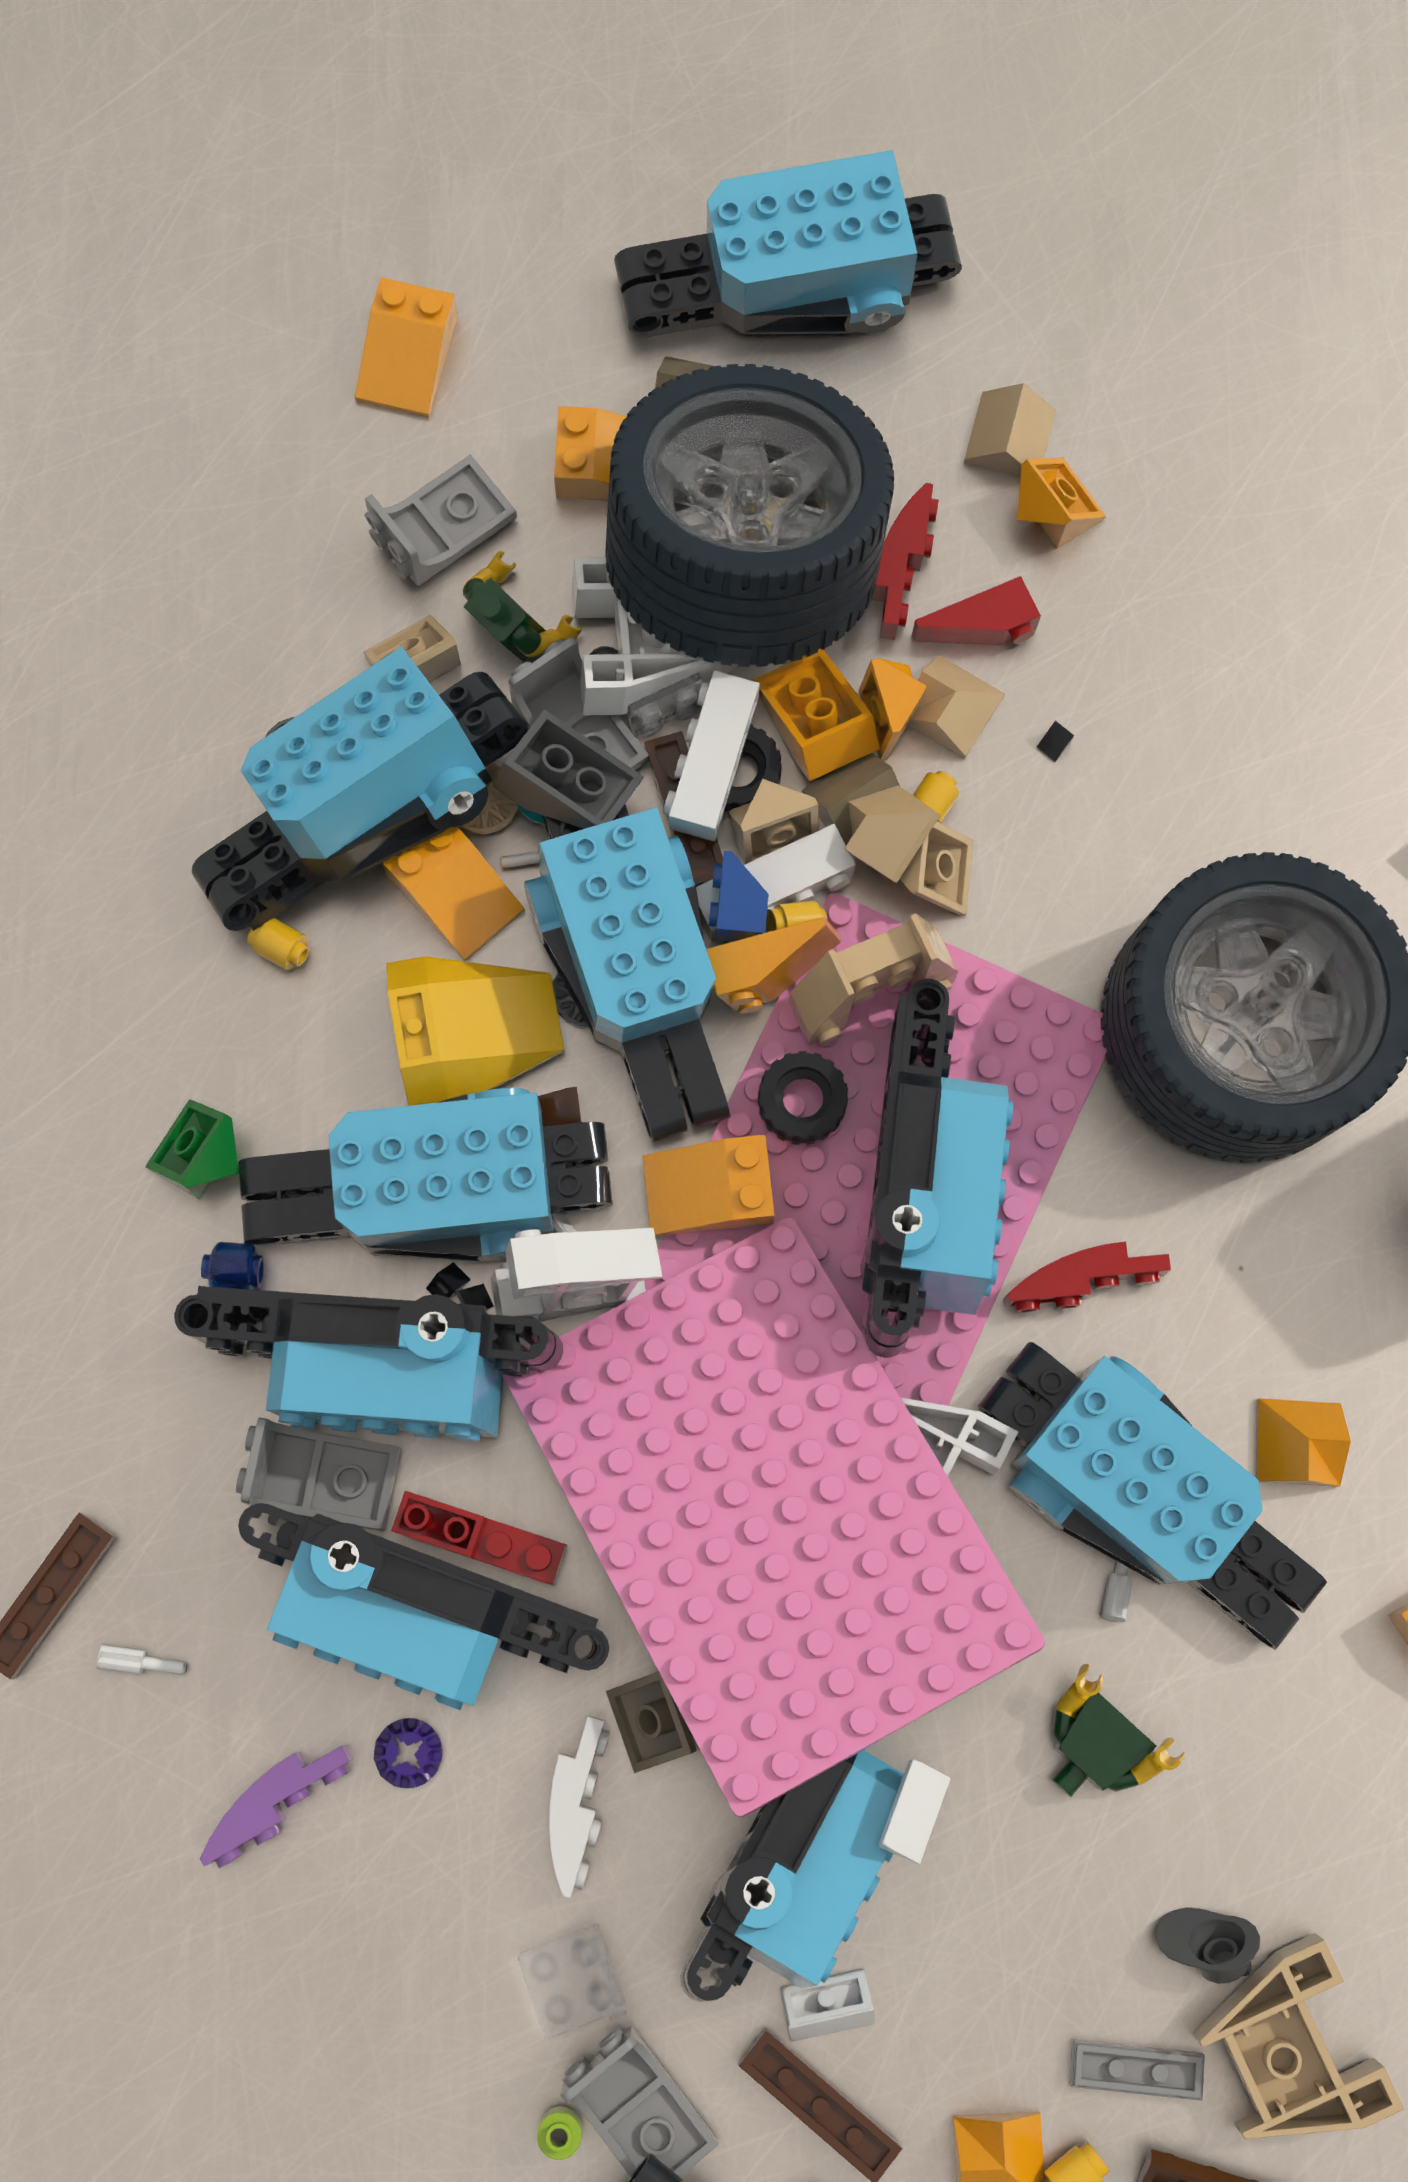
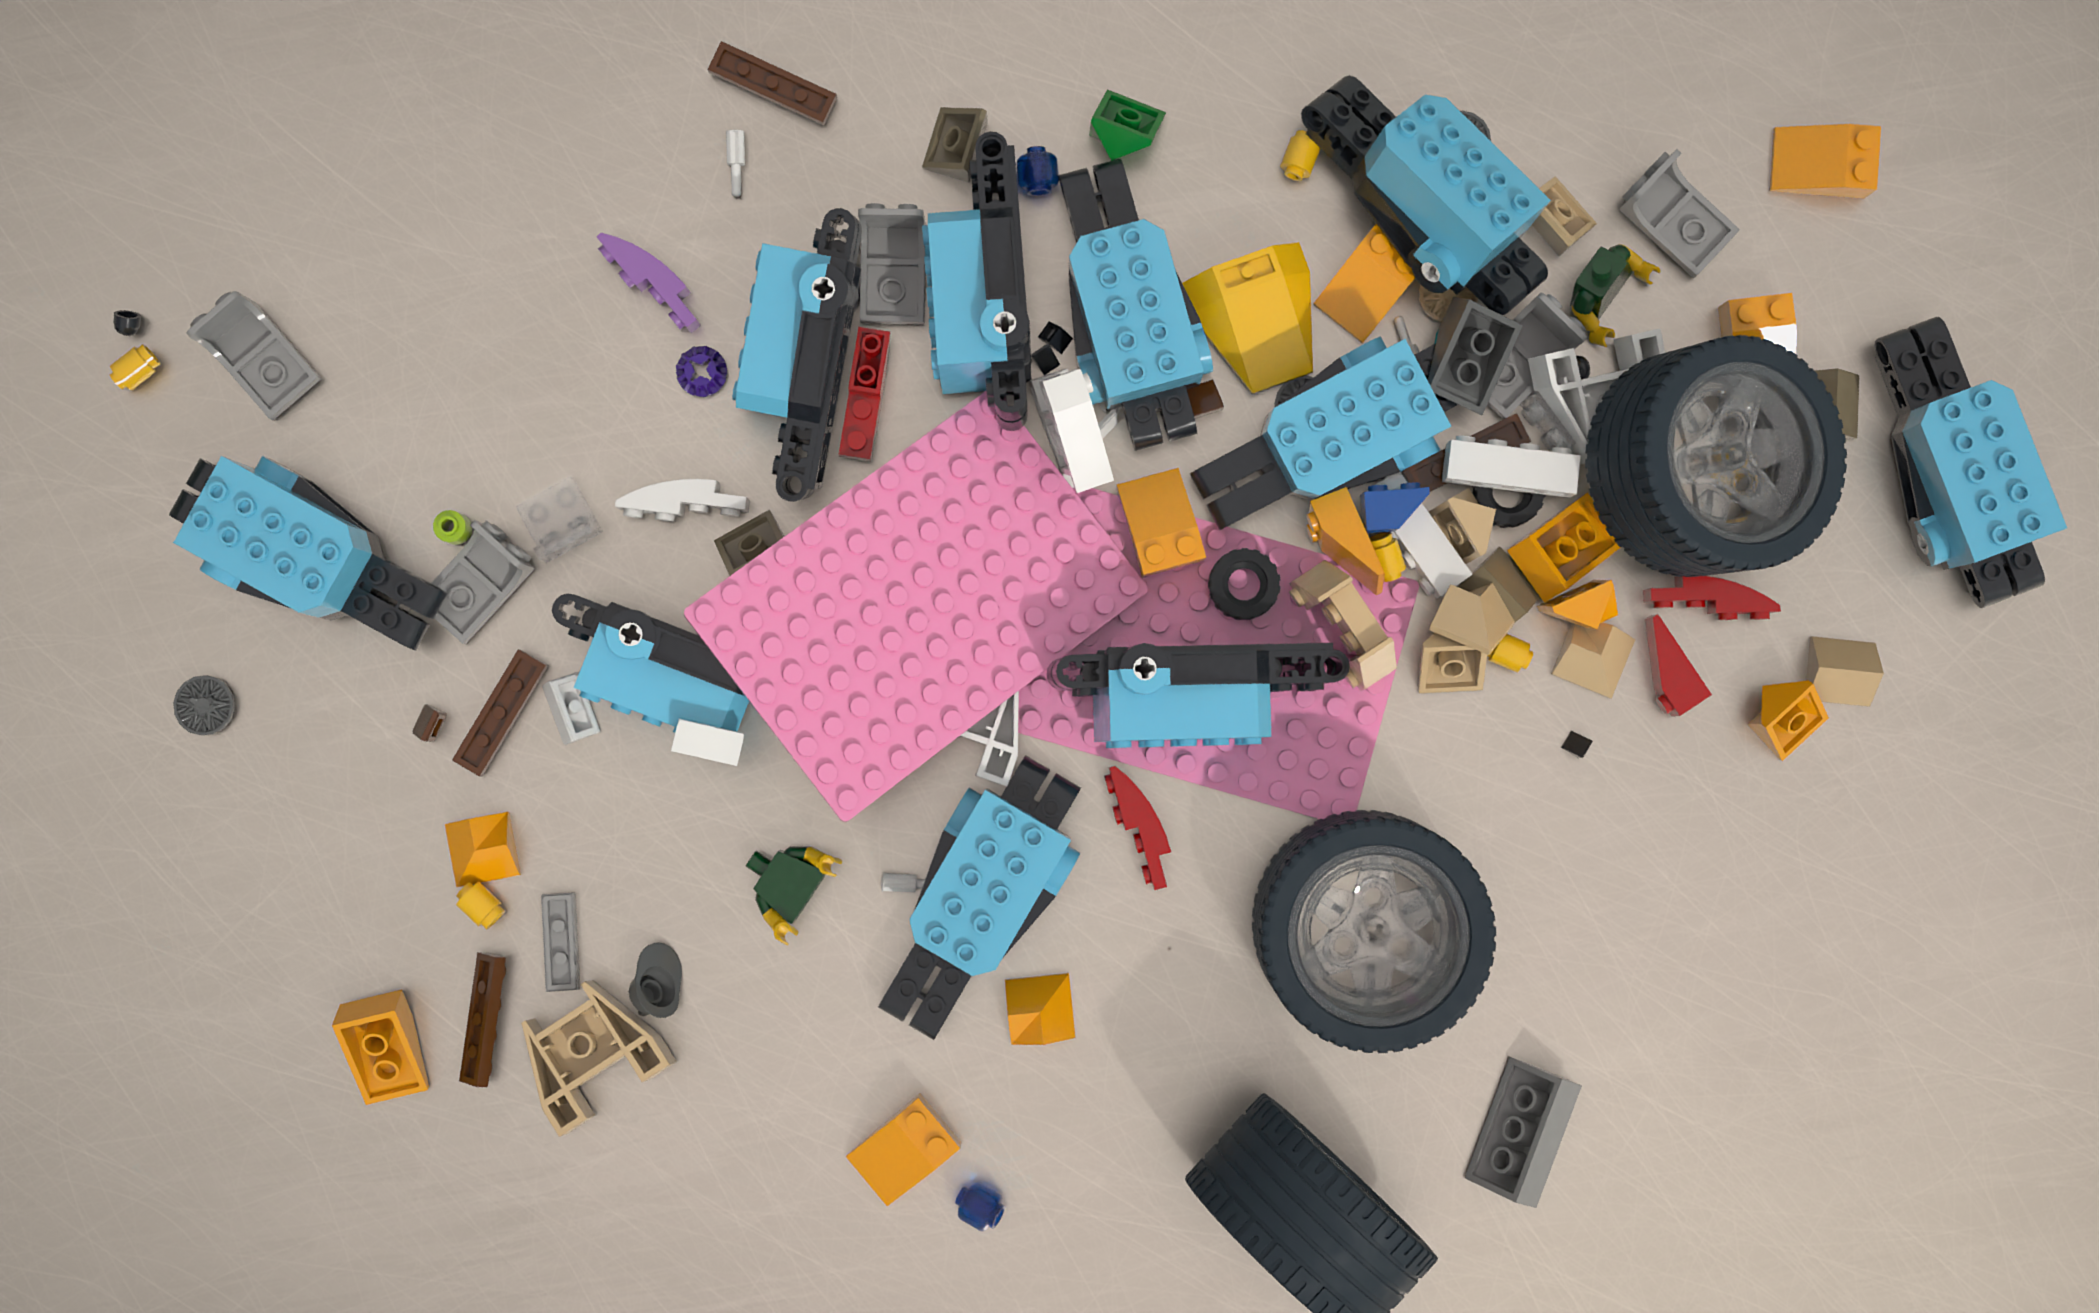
camera: 80 degrees right, 10 degrees up
(173, 1368) = (955, 141): none -> dark tan slope

